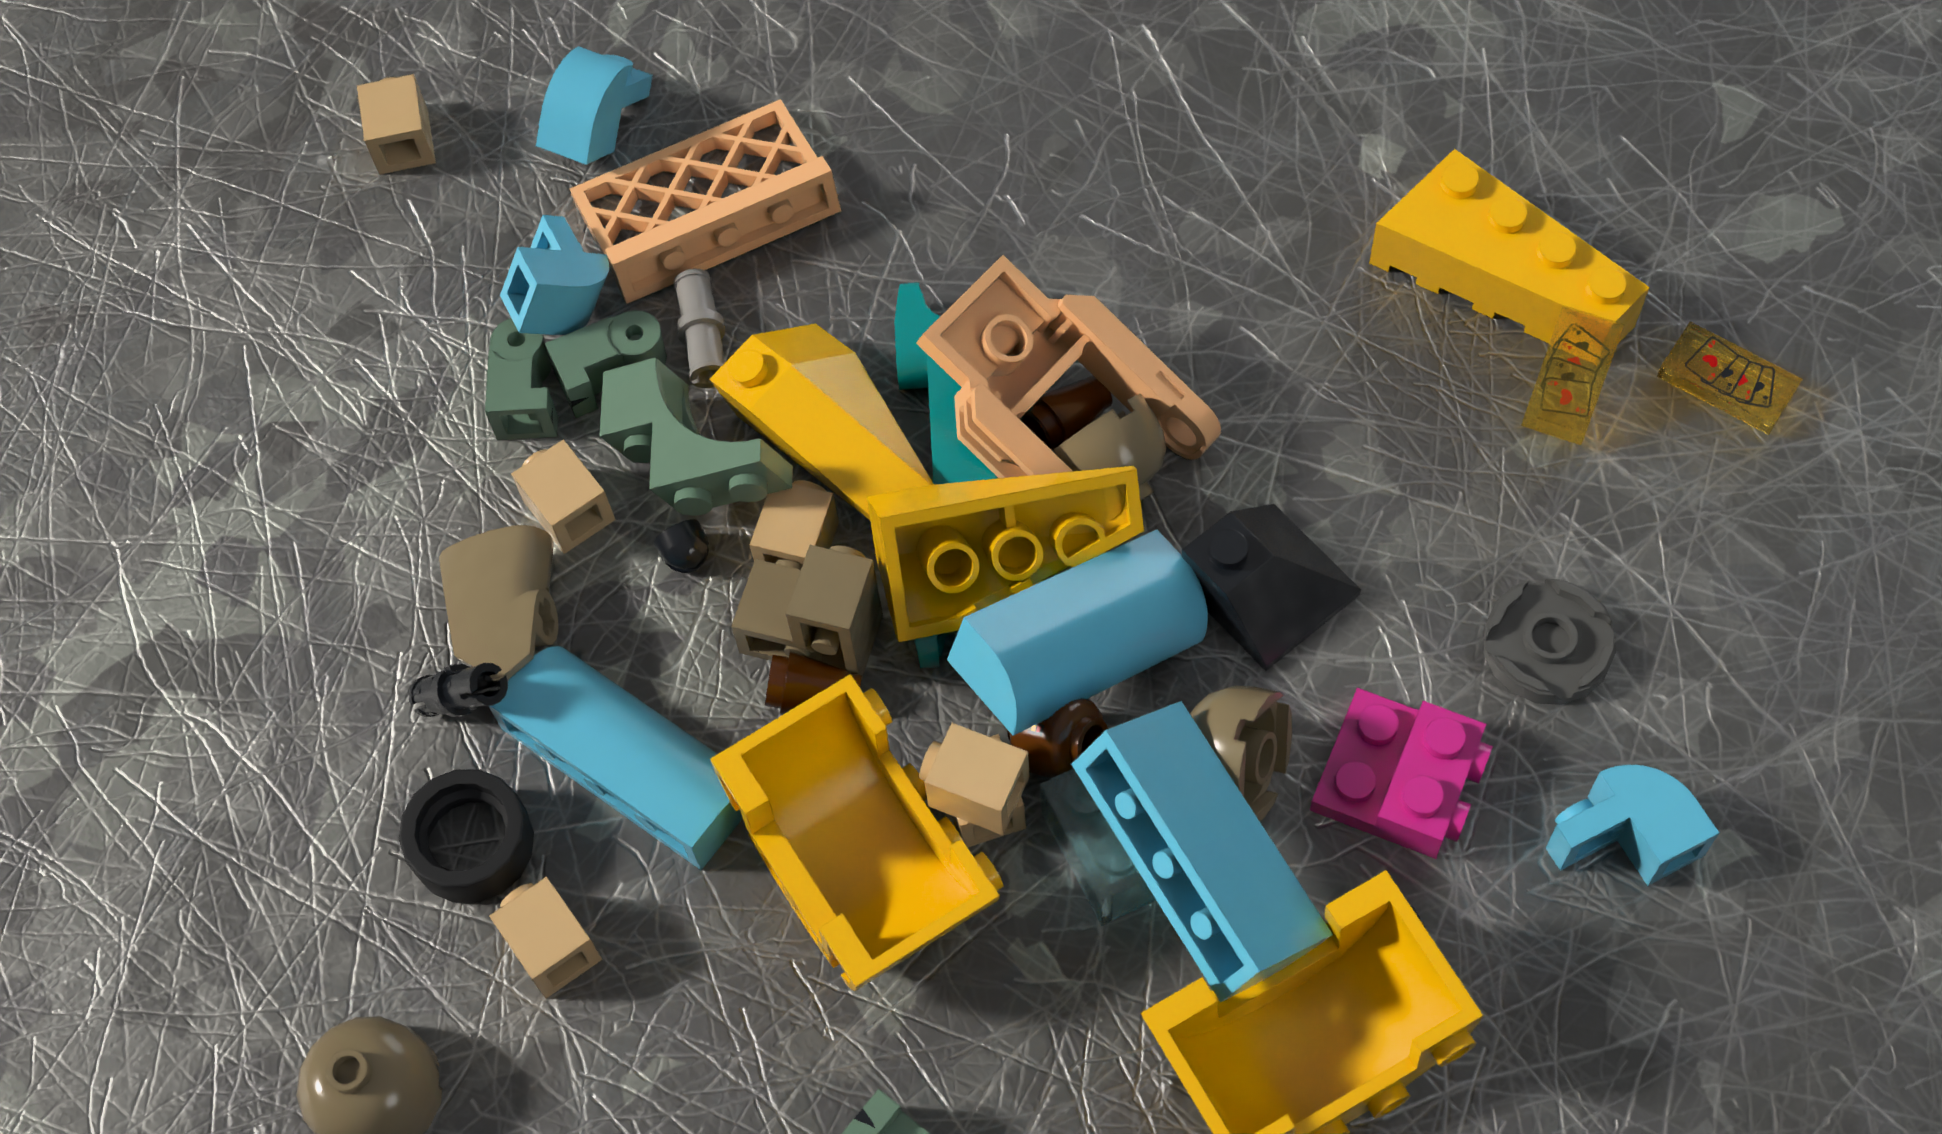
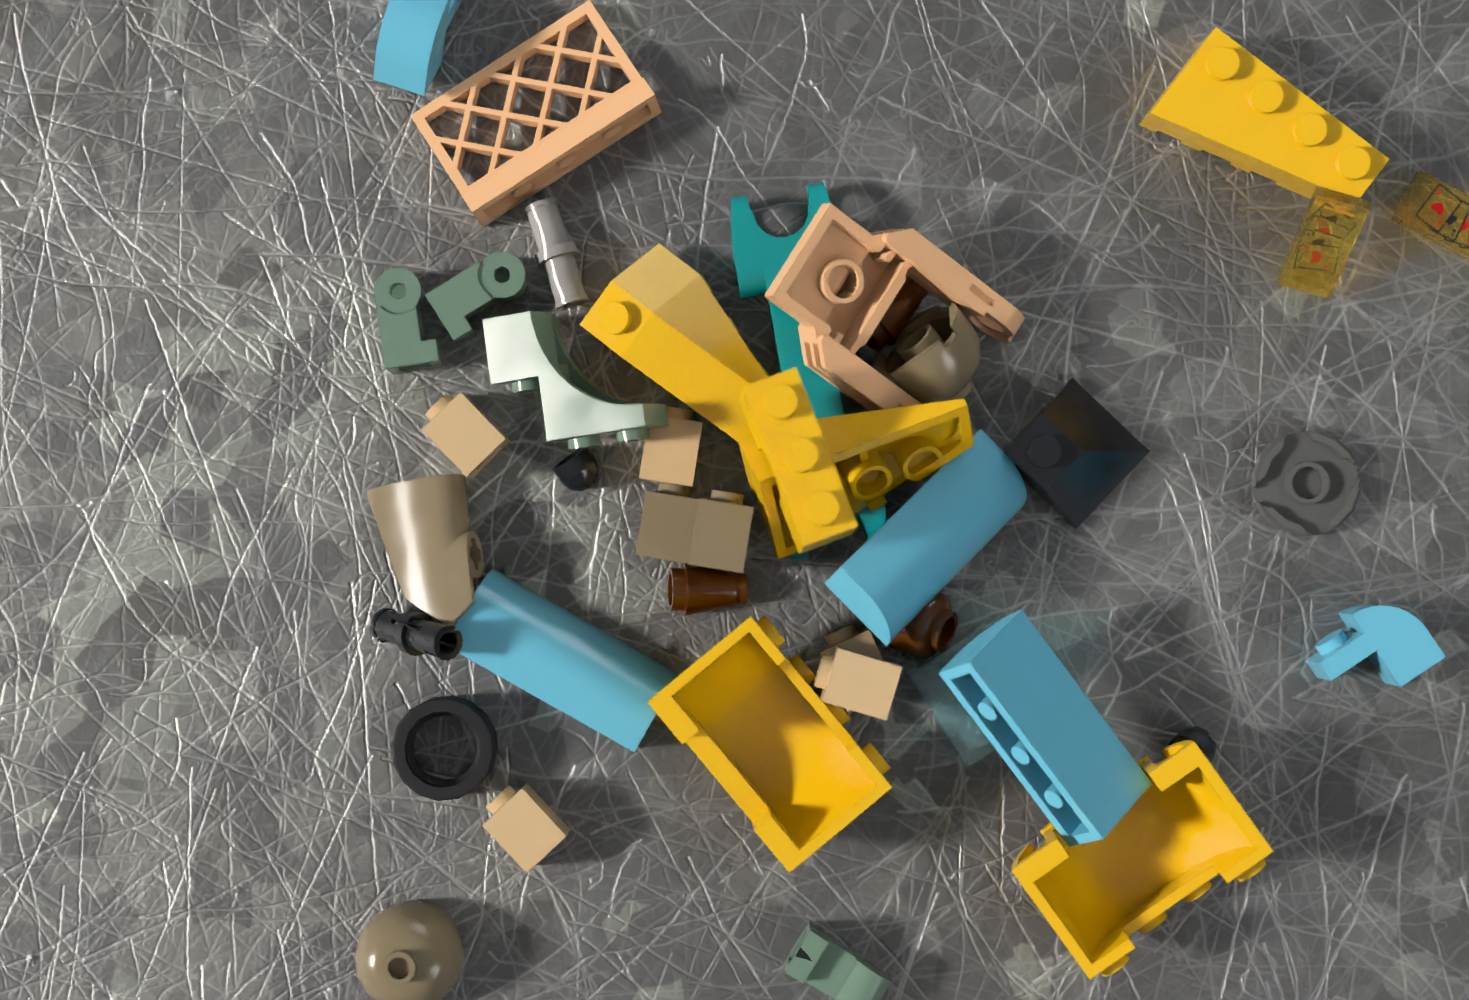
camera: 15 degrees left, 25 degrees up
(396, 124) = (235, 61): tan brick -> none
(553, 281) = (426, 230): medium azure brick -> none
(933, 505) = (800, 460): none -> yellow arch
(1249, 737) = (1063, 613): dark tan cylinder -> none
(1402, 771) = (1192, 613): dark pink plate -> none

